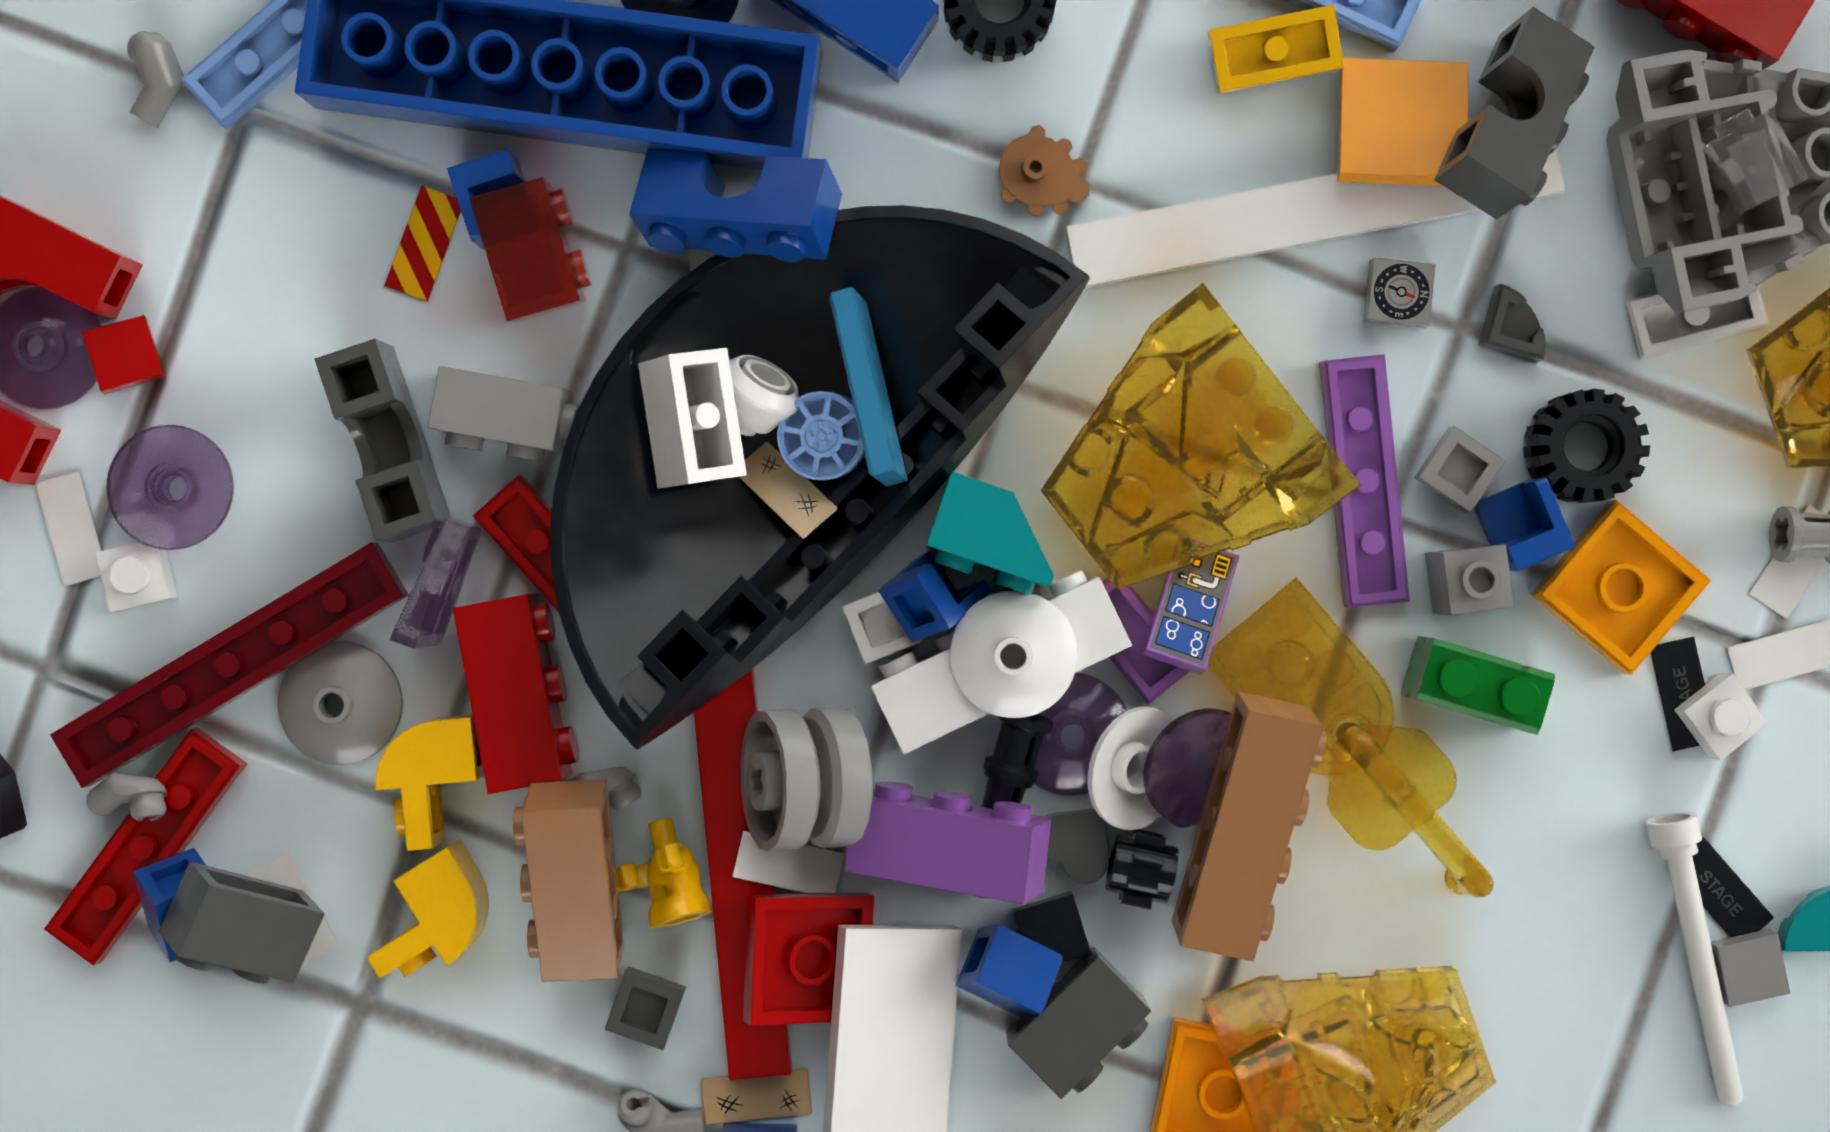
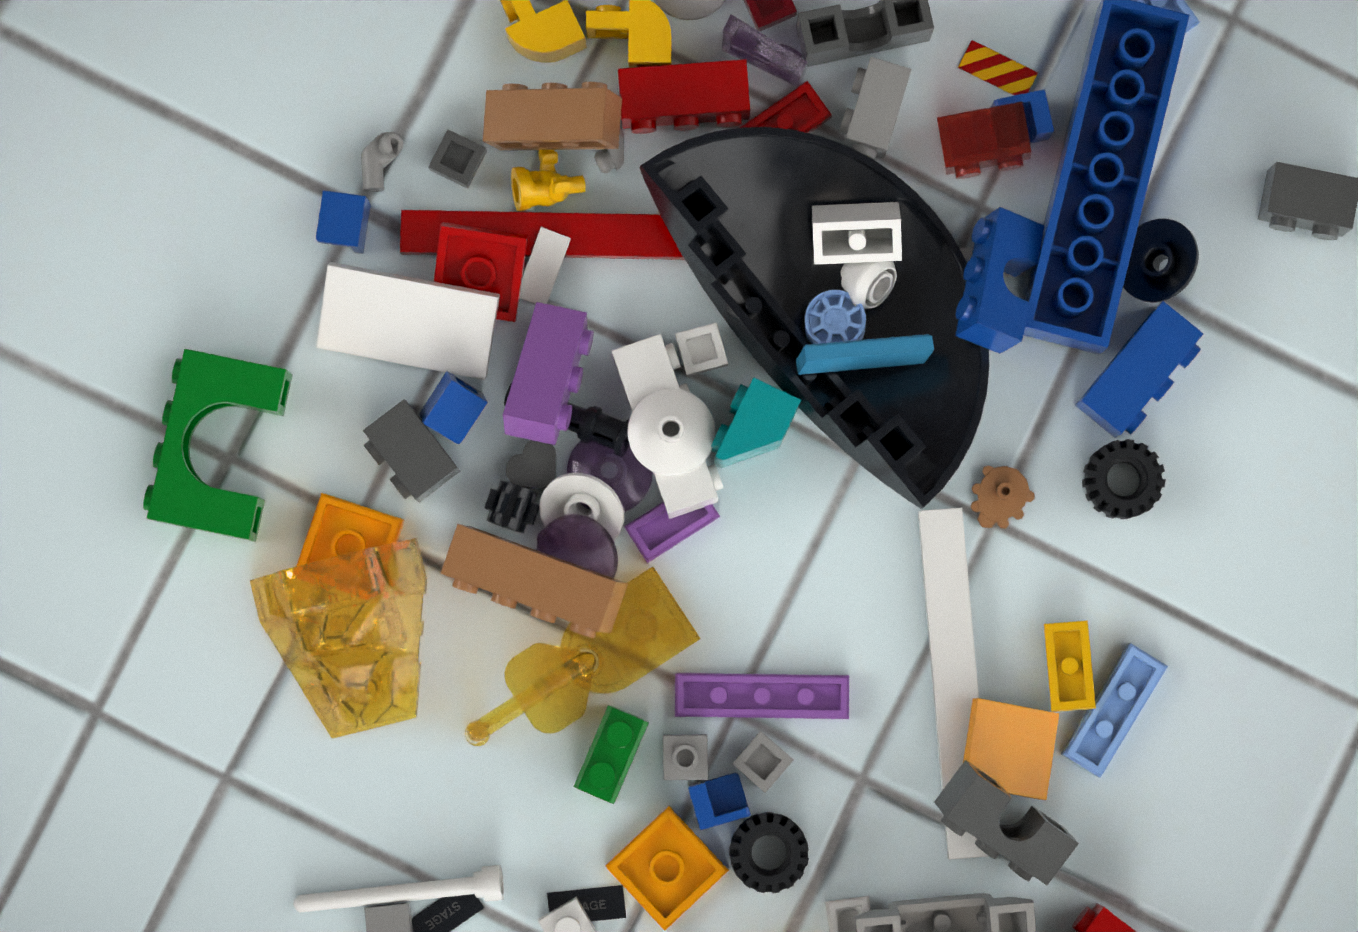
camera: 95 degrees right, 5 degrees down
(756, 1097) = (385, 227): tan sticker -> none
(786, 491) = (799, 292): tan sticker -> none
(805, 778) = (603, 281): light grey wheel -> none
(926, 599) = (716, 380): blue panel -> none
(1055, 925) = (478, 445): black tile -> none
(1191, 612) = (689, 562): tile -> none
(1192, 452) = (797, 573): clear yellow wedge -> none
(1399, 292) = (890, 735): light grey tile -> none
(1512, 326) = (858, 813): dark grey tile -> none

